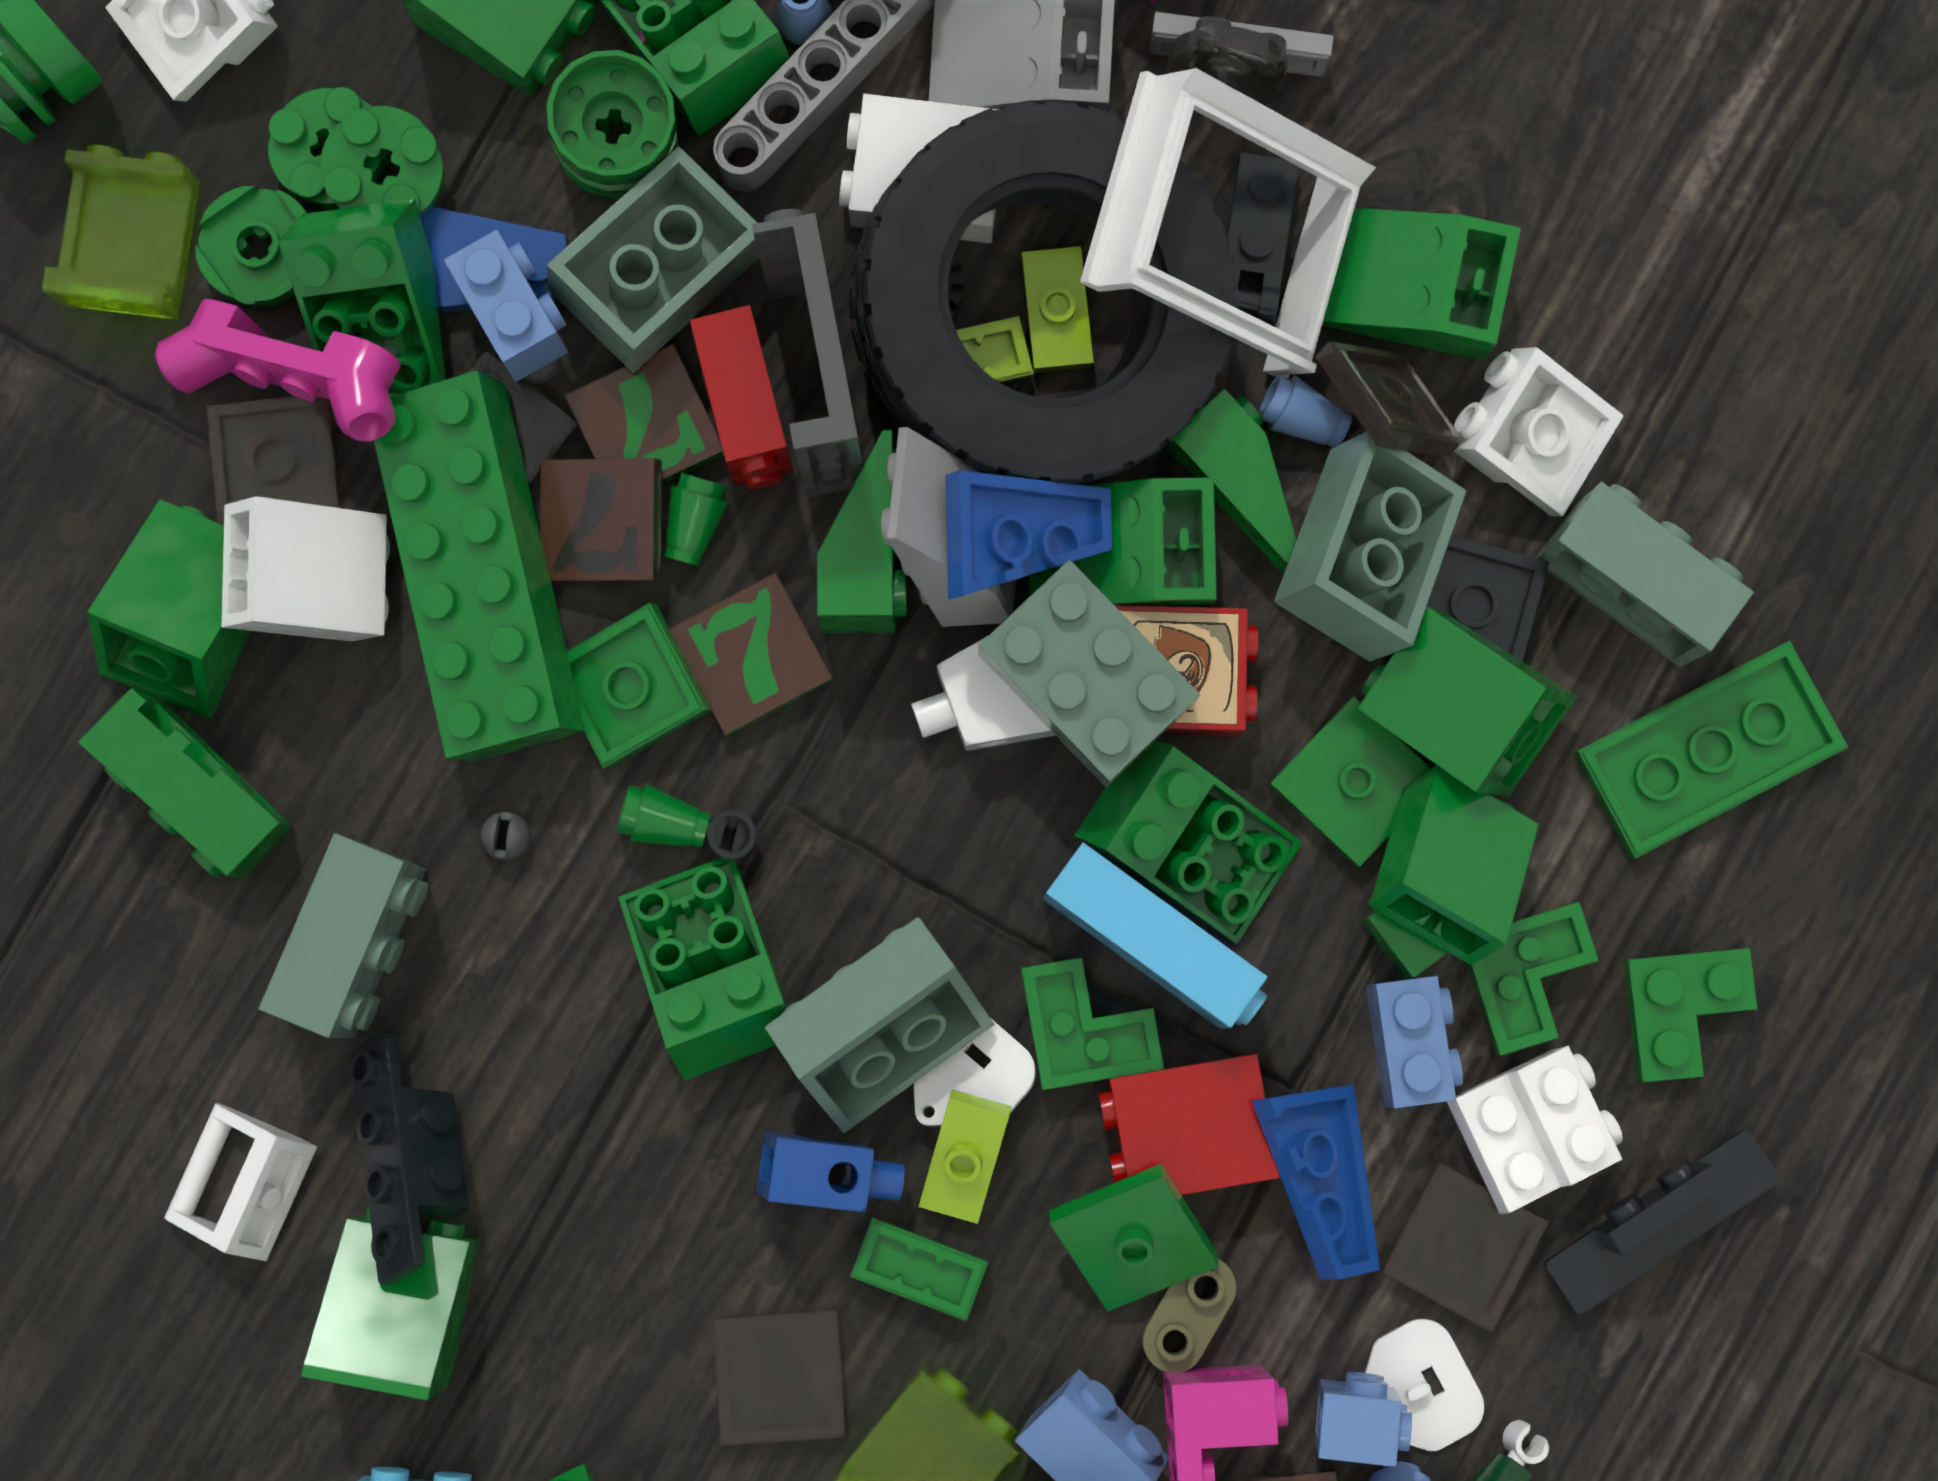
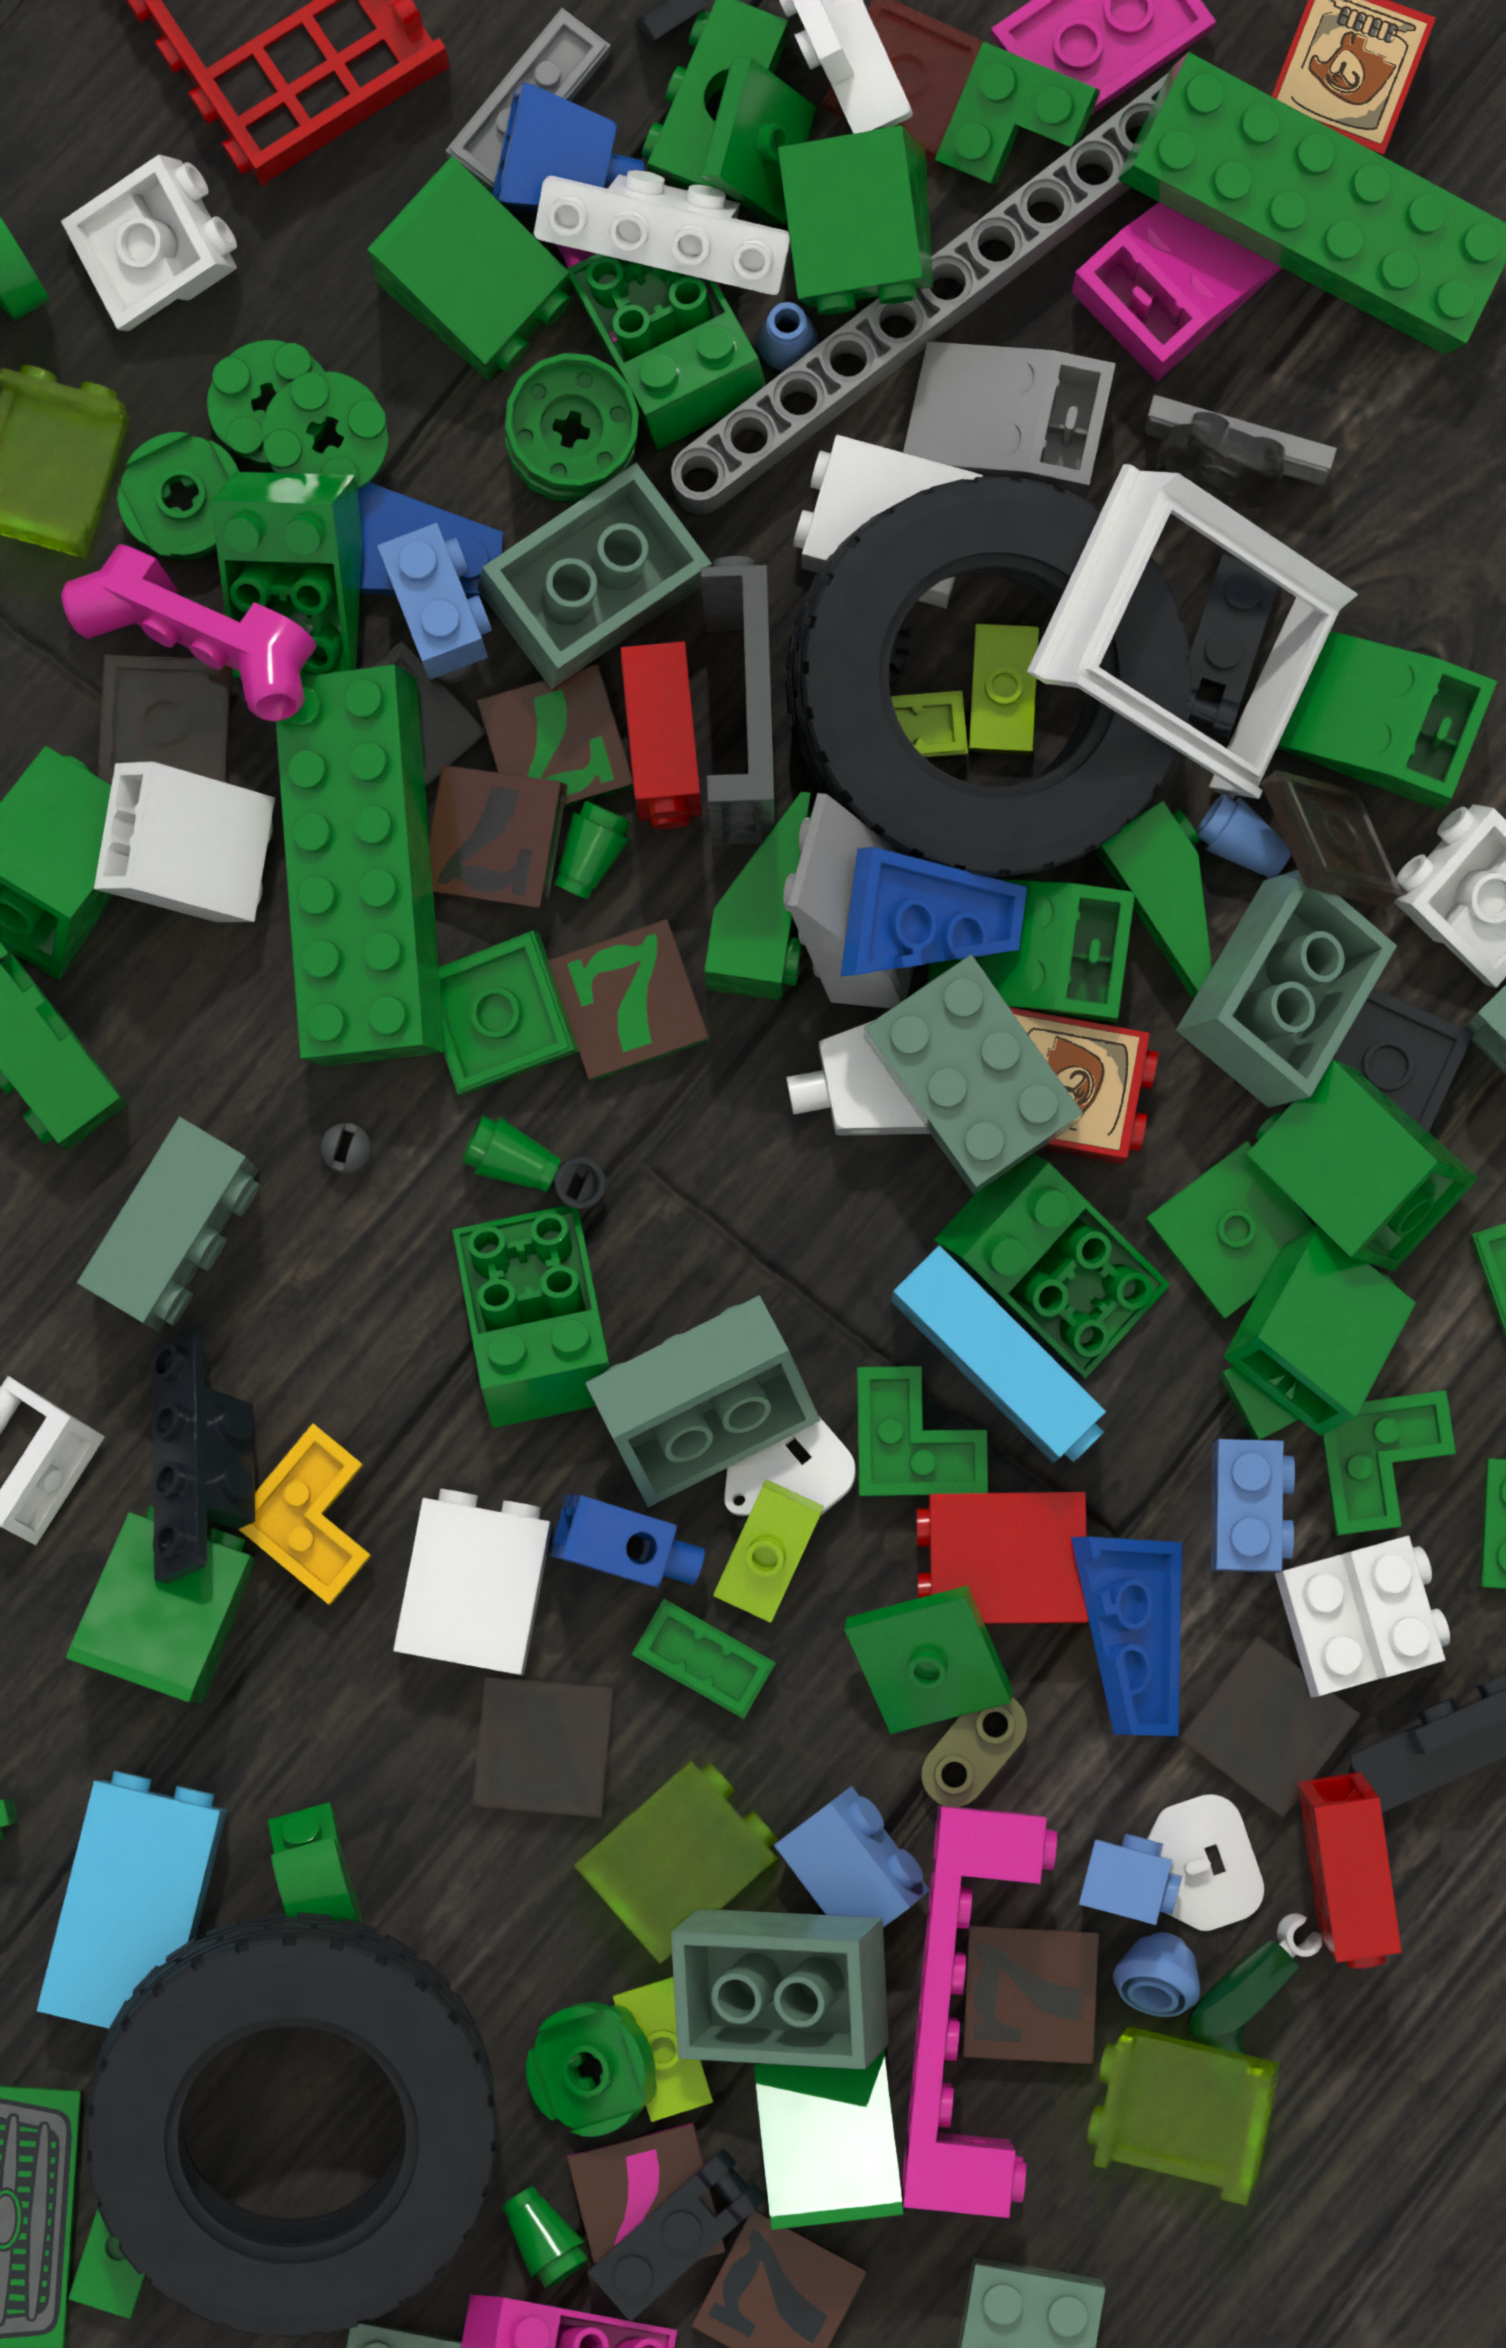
camera: 15 degrees right, 0 degrees up
(506, 1194) = (292, 1521): none -> yellow plate
(688, 1233) = (474, 1582): none -> white brick
(1568, 1376) = (1349, 1869): none -> red brick

